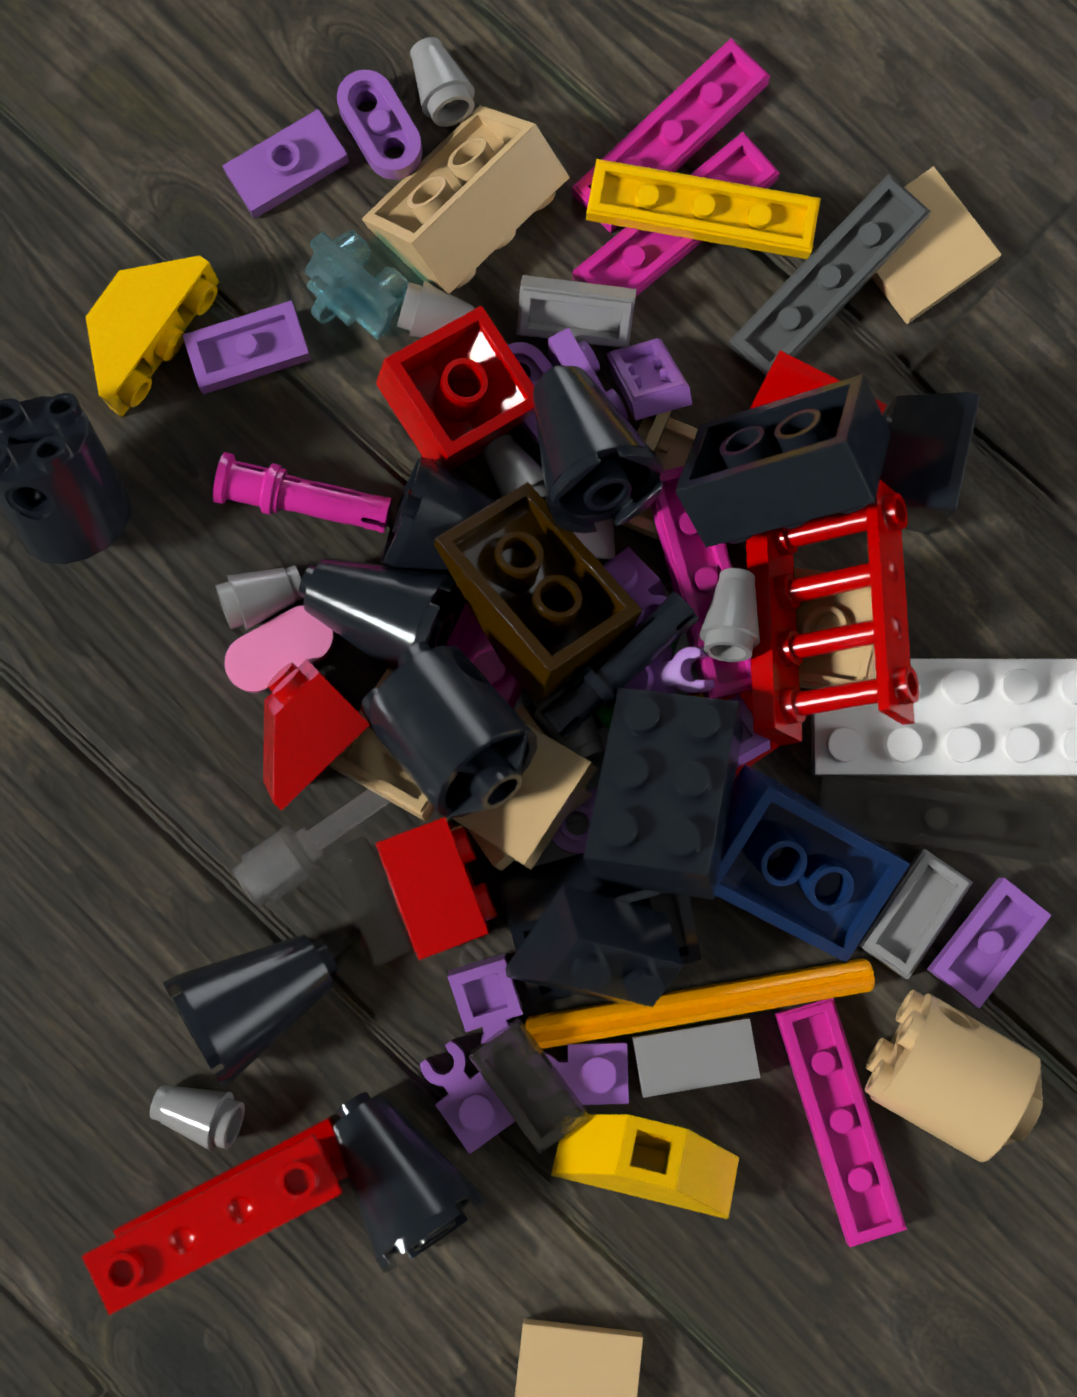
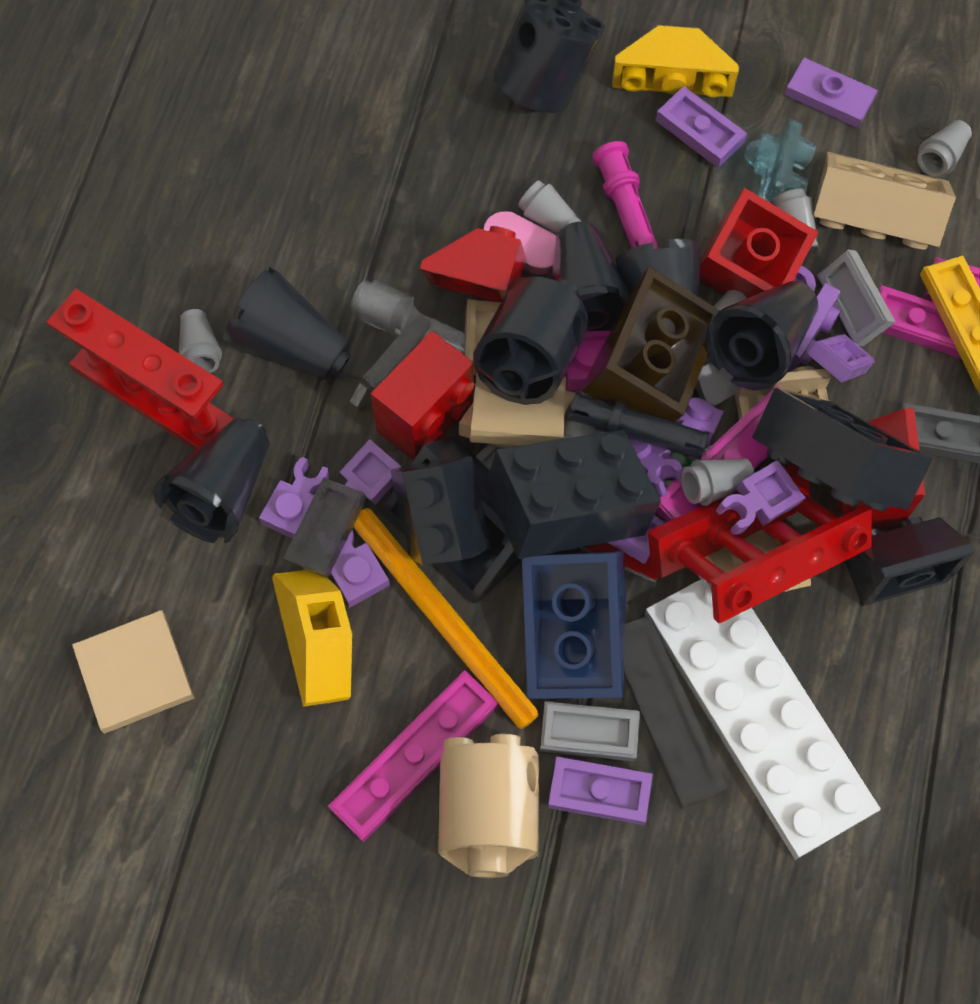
camera: 60 degrees right, 15 degrees down
(382, 127) = (890, 130): medium lavender plate -> none
(696, 1057) = (404, 633): light grey tile -> none
(788, 576) = (762, 495): none -> medium lavender plate

